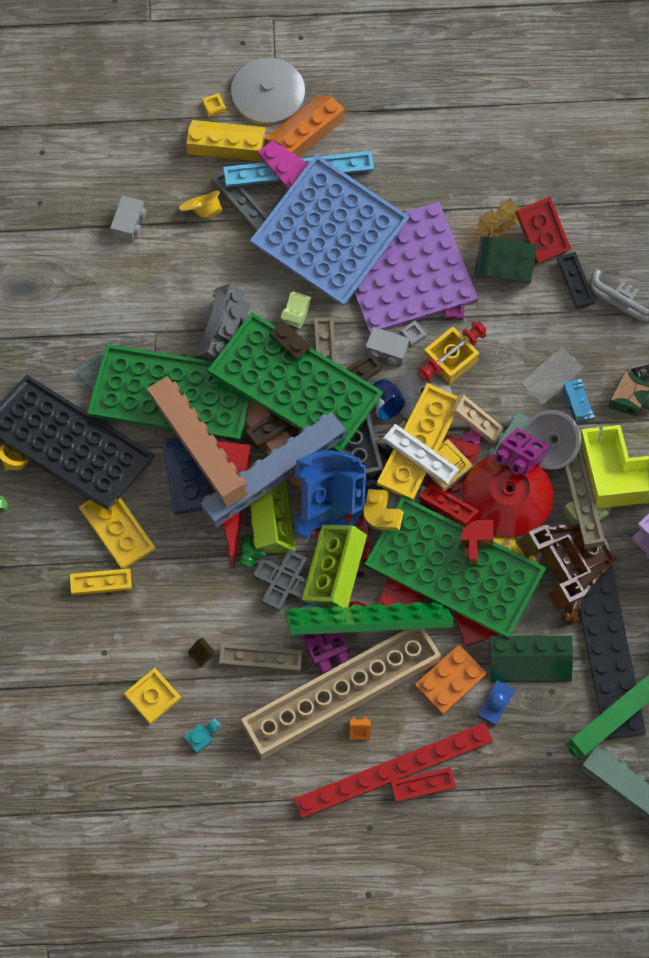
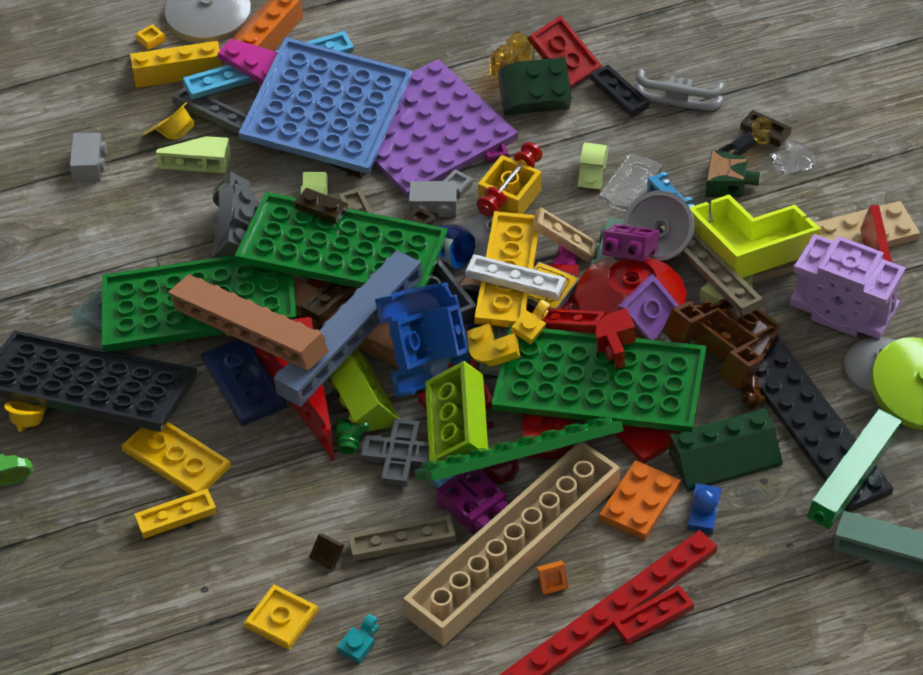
camera: 15 degrees left, 20 degrees down
(218, 244) = (199, 155): none -> yellowish green slope
(417, 504) = (530, 324): none -> yellow plate
(514, 520) = (649, 307): none -> medium lavender tile
(525, 352) = (592, 166): none -> yellowish green brick

